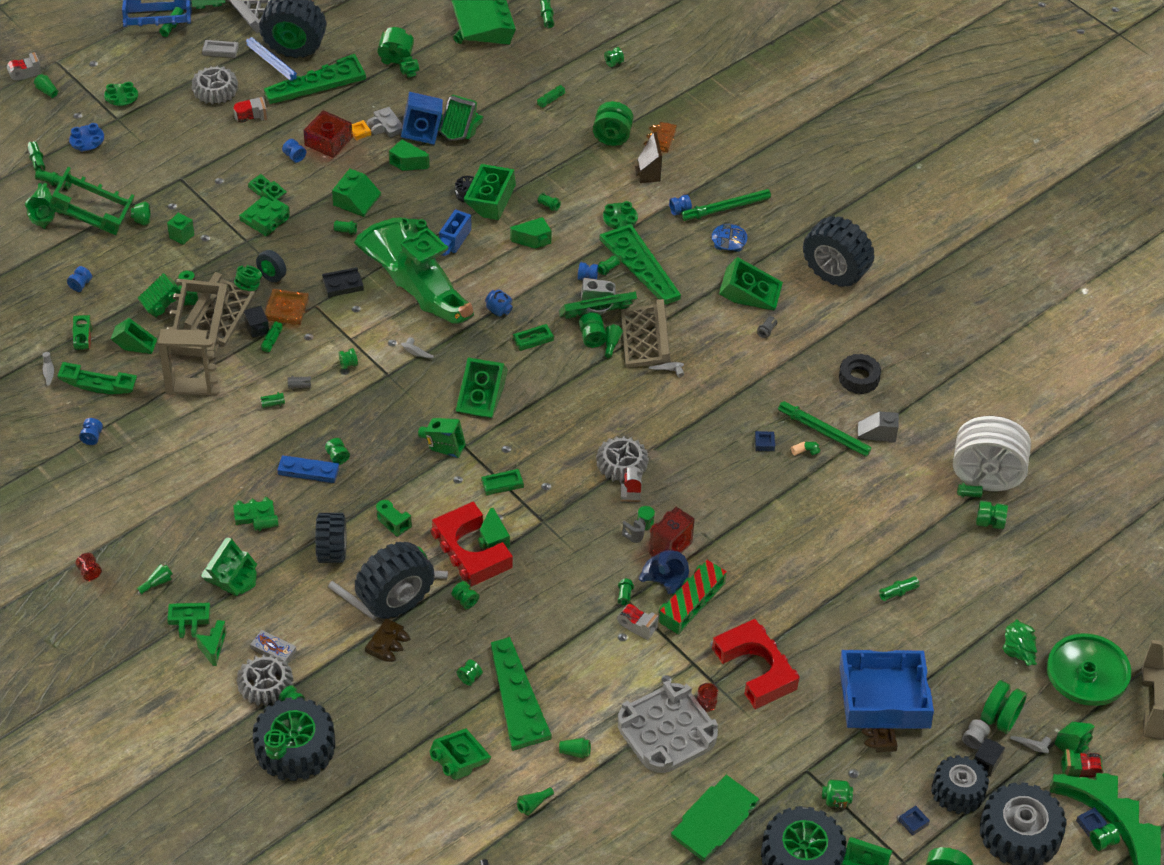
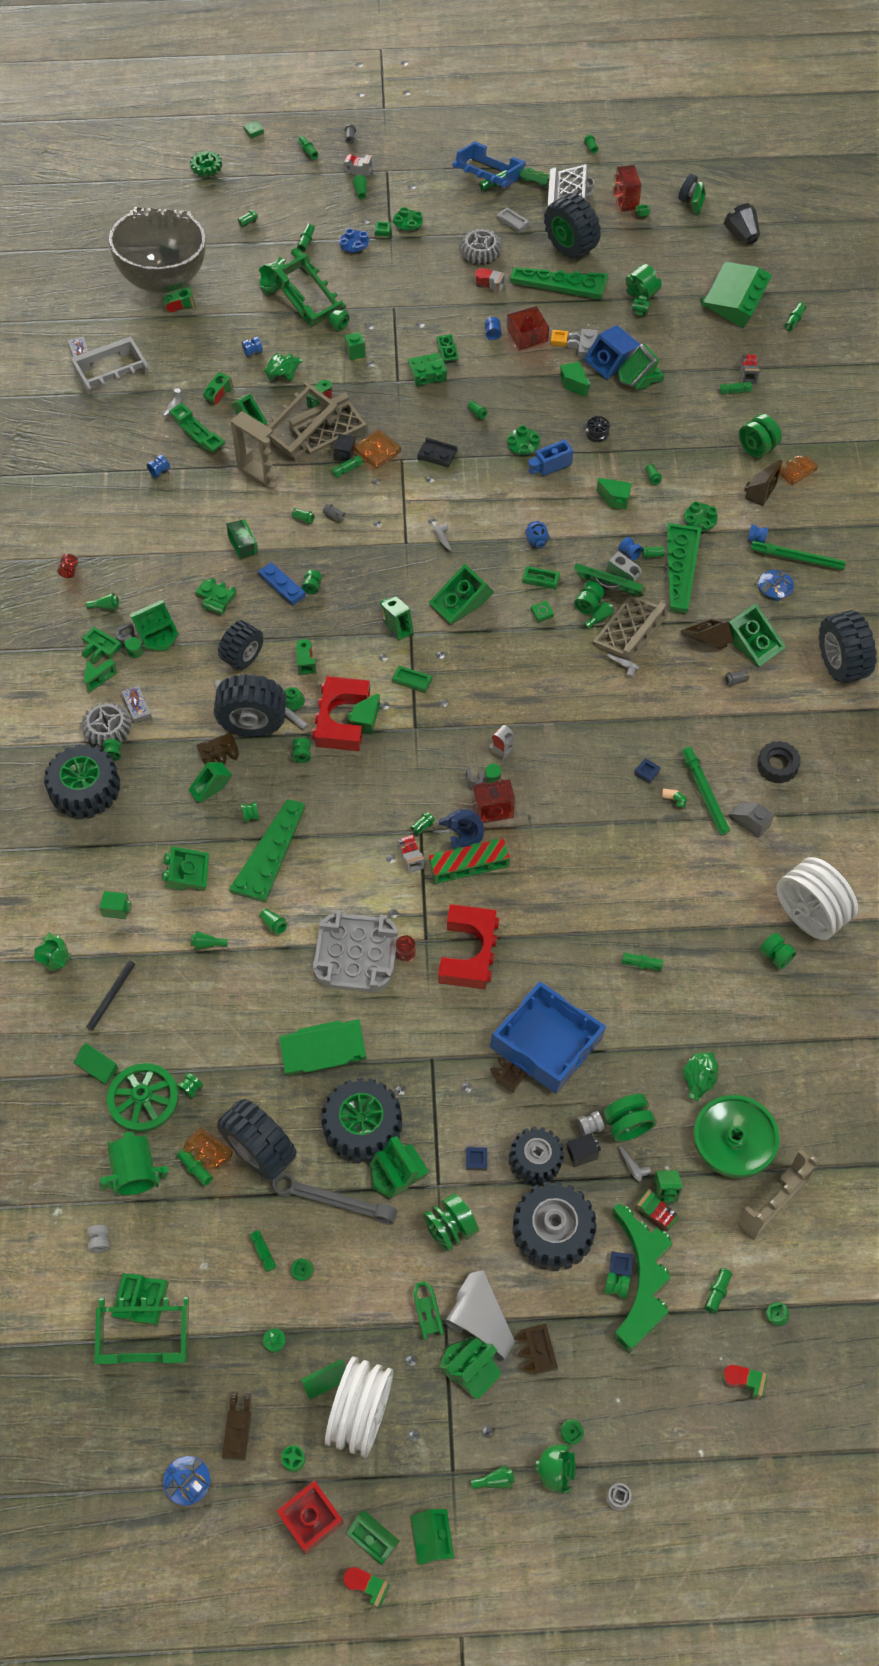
camera: 40 degrees right, 10 degrees up
(103, 114) = (382, 228): none -> green tile
(128, 281) = (282, 365): none -> green hair
(159, 295) = (288, 387): green brick -> none
(222, 599) = (132, 644): none -> leg
(236, 450) = (242, 539): none -> piece
(248, 277) = (368, 409): green wheel -> none
(271, 58) = (541, 250): axle -> none
(271, 266) = (391, 410): black wheel -> none
(275, 744) = (52, 775): green wheel -> none
(348, 358) = (384, 514): green wheel -> none
(355, 193) = (508, 386): green slope -> none
(409, 670) = (210, 781): none -> green slope
(414, 267) = (493, 449): green animal -> none
(424, 823) = (115, 905): none -> green brick
(490, 190) = (611, 440): green slope -> none
(547, 73) = (749, 366): none -> leg
(560, 364) = (542, 611): none -> green tile
(614, 56) = (817, 381): green wheel -> none
(619, 455) = (519, 709): light grey gear -> none
(715, 303) = (710, 632): none -> dark brown slope
(837, 793) = (434, 1094): green head -> none
(969, 490) = (780, 918): green pin -> none

